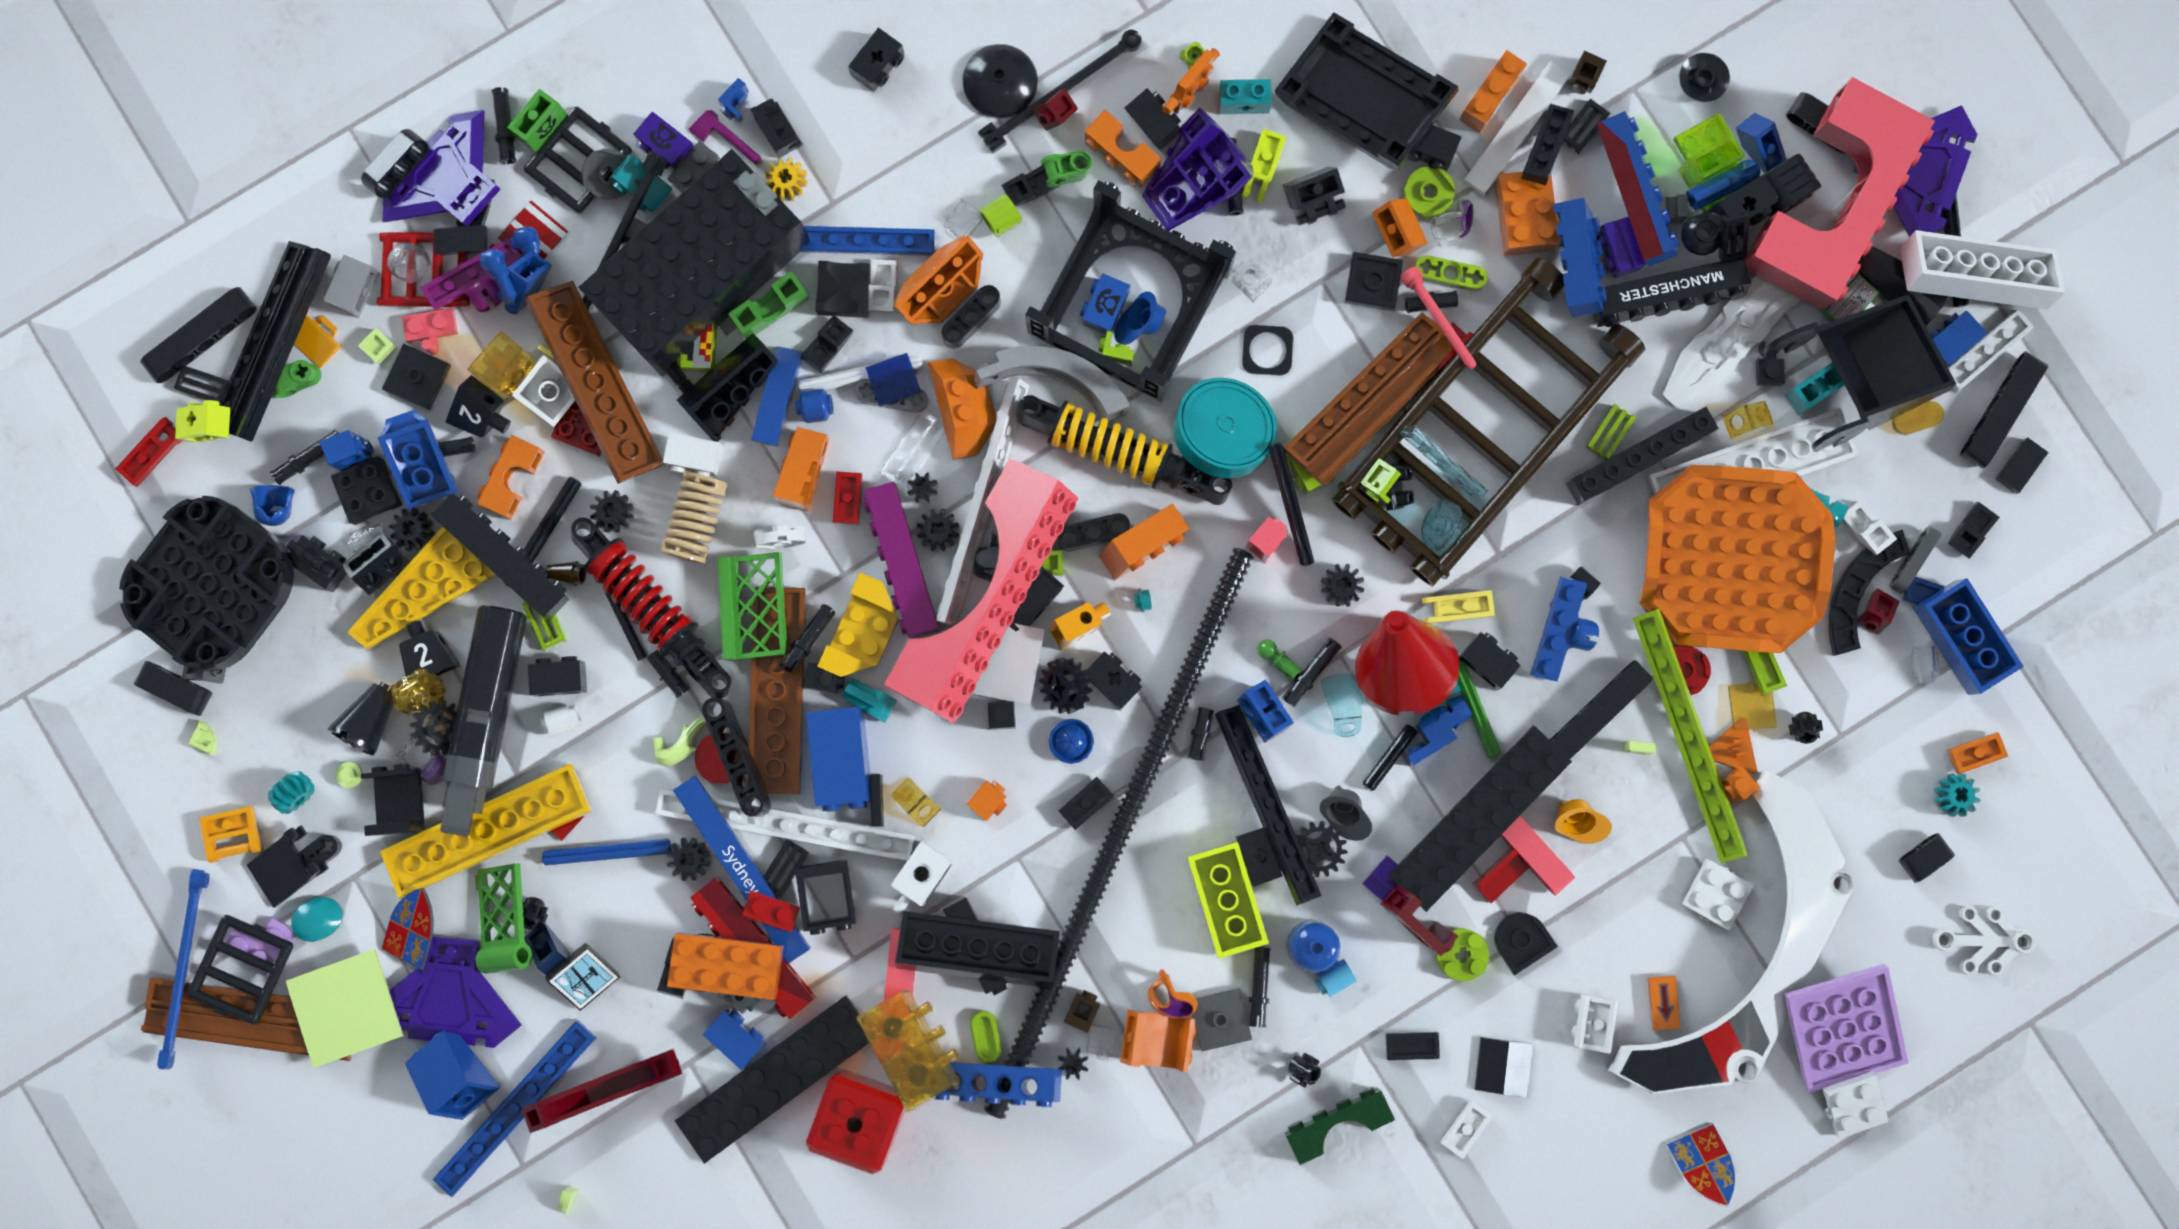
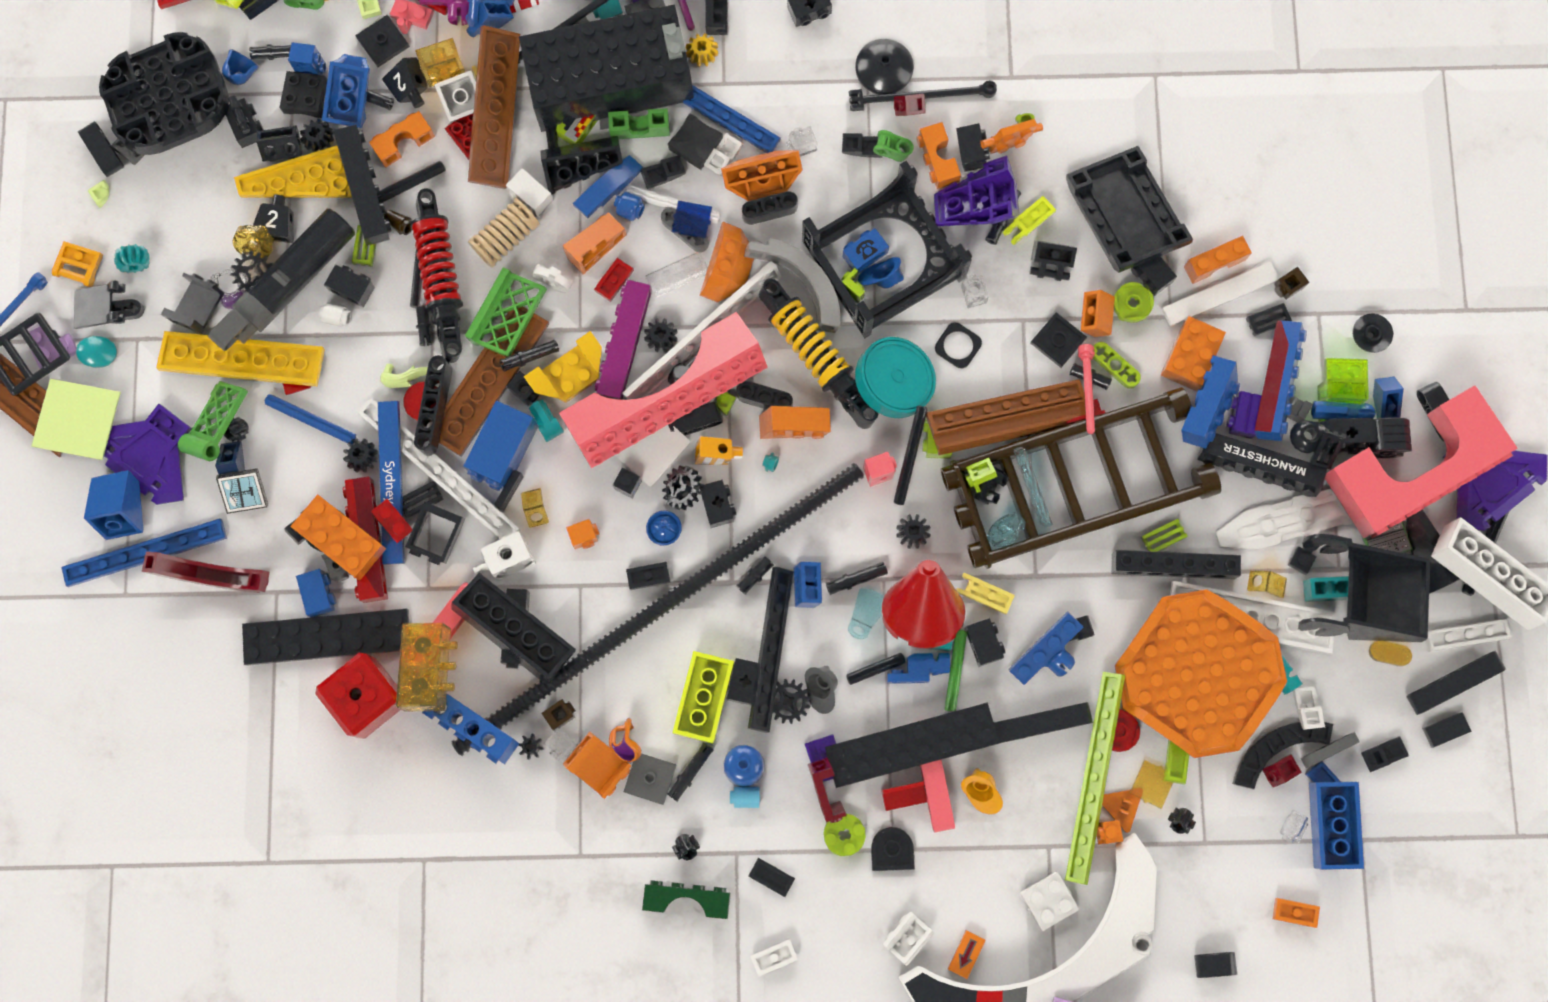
camera: 30 degrees right, 5 degrees down
(349, 775) = (175, 270): yellowish green plate -> none
(365, 535) = (285, 121): clear brick -> none
(365, 719) = (208, 239): black cone -> none
(411, 929) = (151, 393): shield -> none
(566, 1199) = (139, 633): yellowish green tile -> none
(616, 520) = (458, 193): black gear -> none
(919, 480) = (665, 305): black gear -> none
(986, 1036) = (484, 693): lime tile -> none
(1000, 215) = (830, 152): lime piece -> none
(1245, 96) = (1043, 167): teal brick -> none
(1268, 650) = (835, 546): bright green pin -> none
(1464, 214) = (1149, 332): clear piece -> none
(1503, 1067) = (826, 931): black slope -> none
(1547, 144) = (1234, 315): black plate -> none
(1639, 748) = (1054, 764): yellowish green tile -> none
(1947, 795) = (1269, 939): teal gear -> none
(1957, 336) = (1449, 612): blue brick -> none

